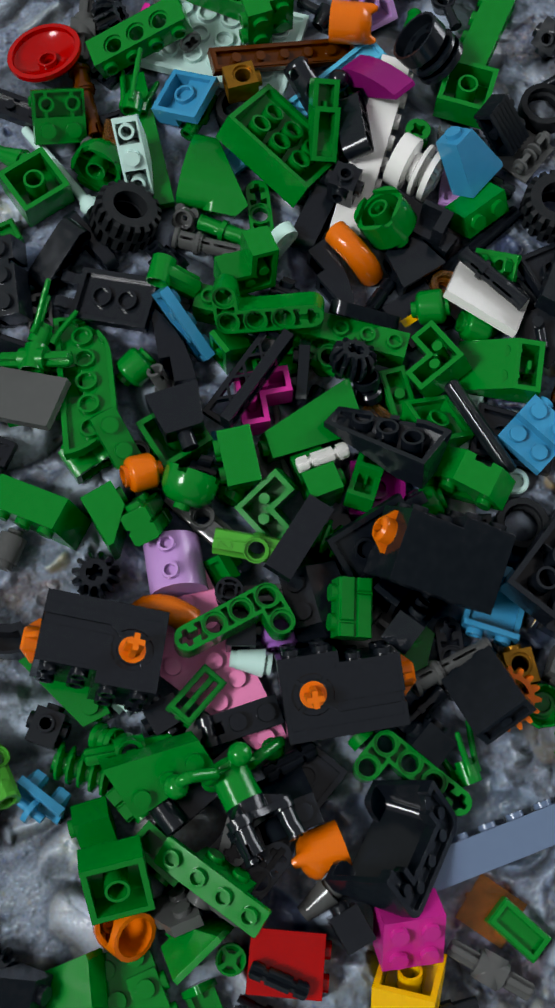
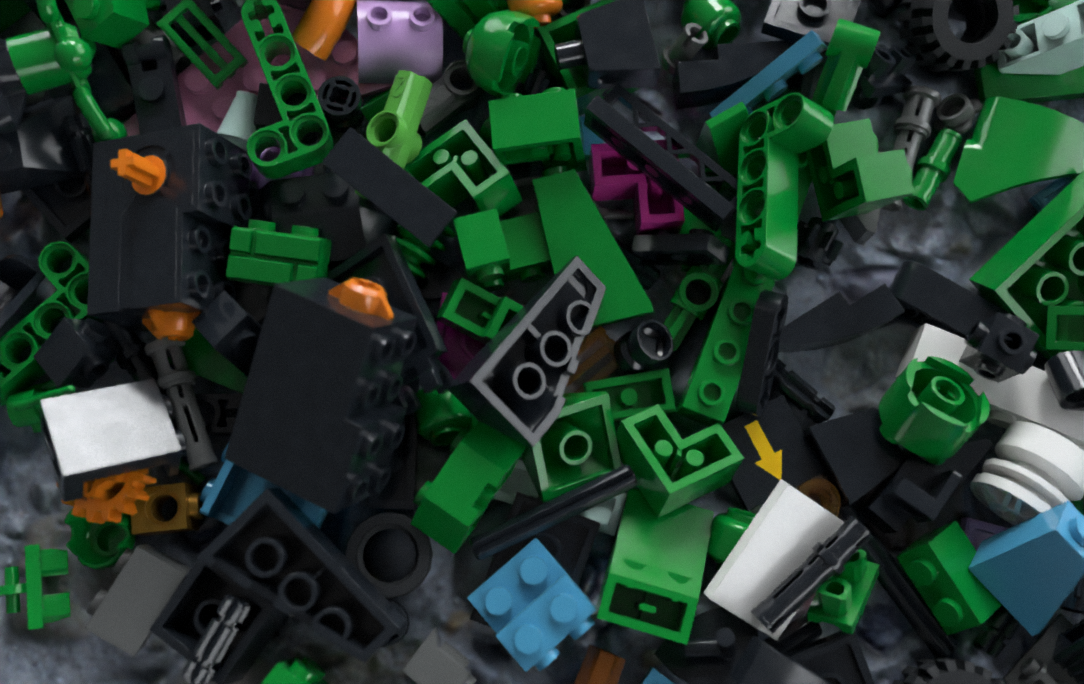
camera: 95 degrees right, 5 degrees up
(264, 206) = (971, 218): green beam -> none
(284, 236) = (904, 240): light aqua beam -> none
(322, 457) = (527, 253): white axle -> none
(353, 359) = (681, 318): black gear -> none
(355, 253) = (874, 356): orange cylinder -> none
(430, 306) = (768, 462): green head -> none
(521, 484) = (463, 565): light aqua tile -> none

